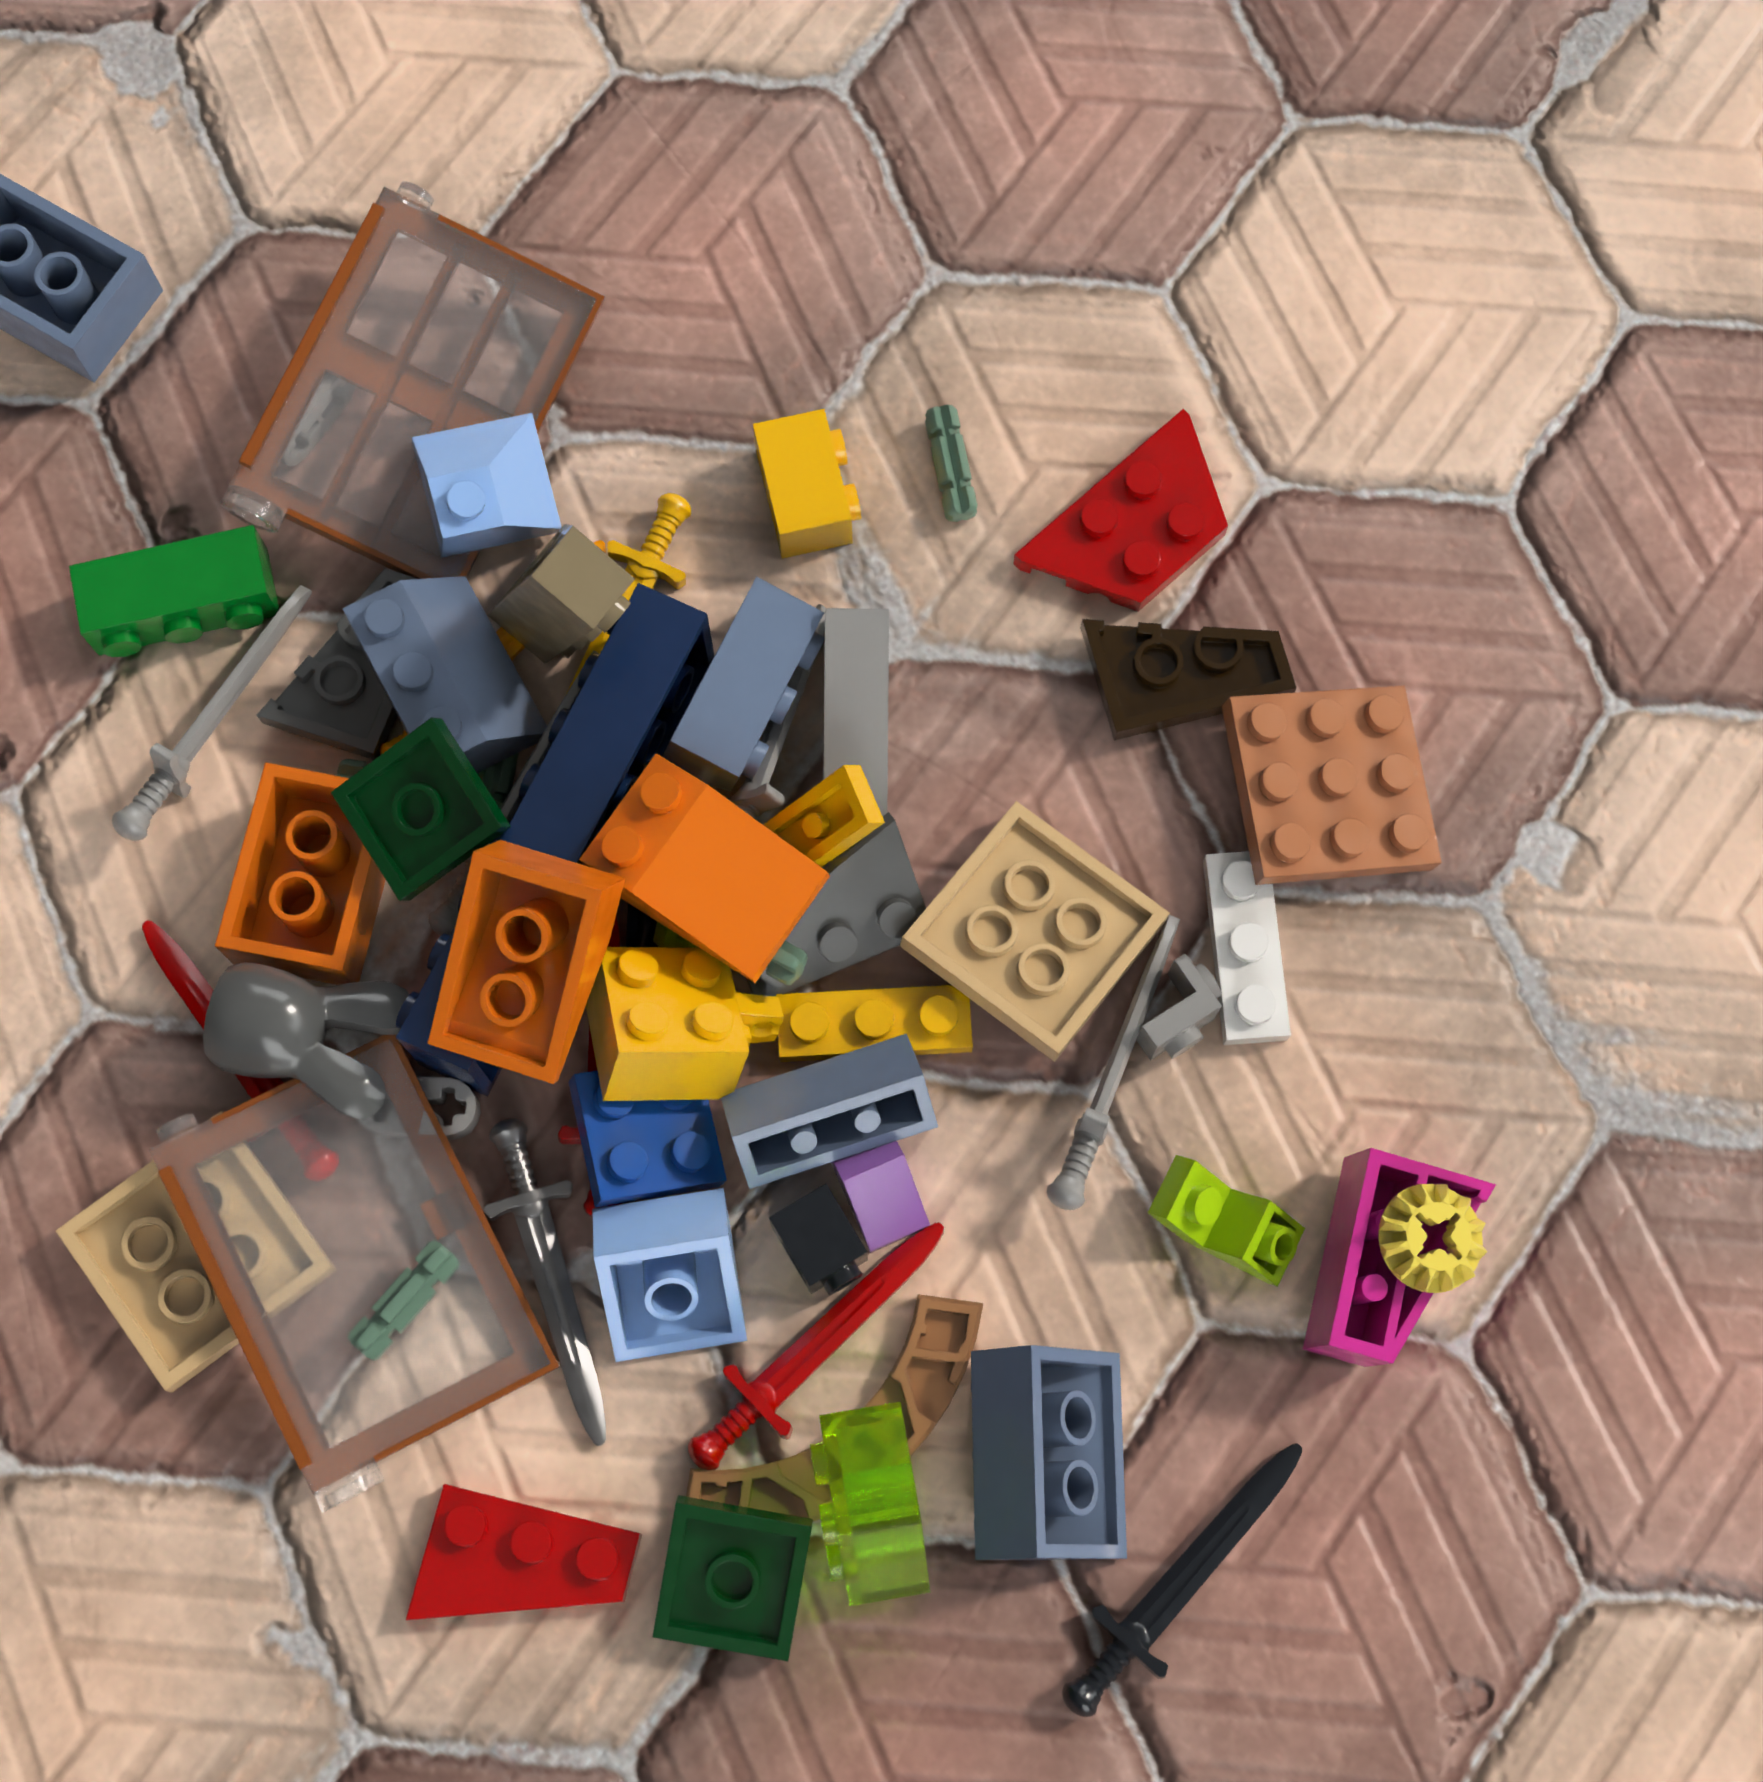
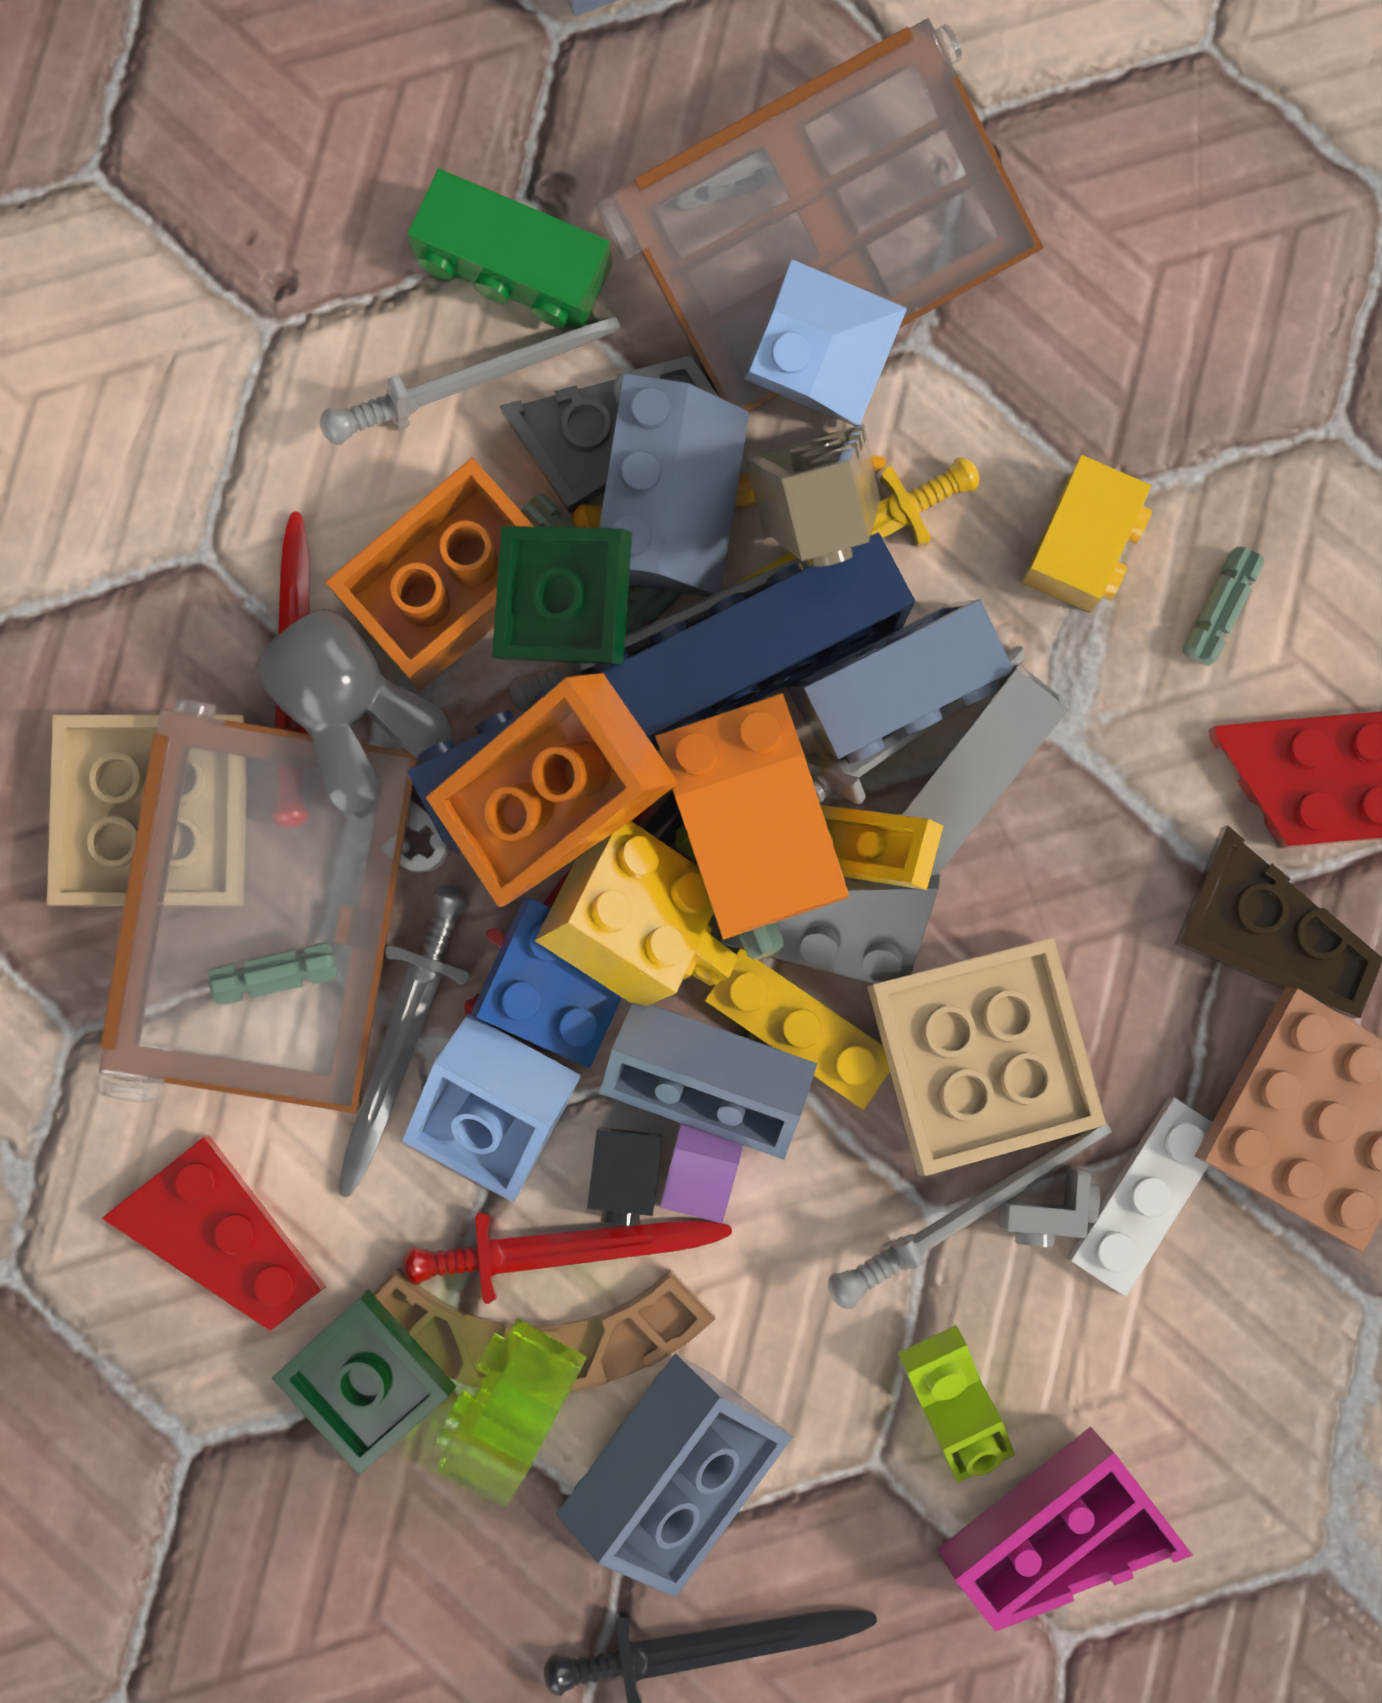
camera: 40 degrees right, 10 degrees up
(1403, 1237) = (1081, 1547): light yellow gear -> none

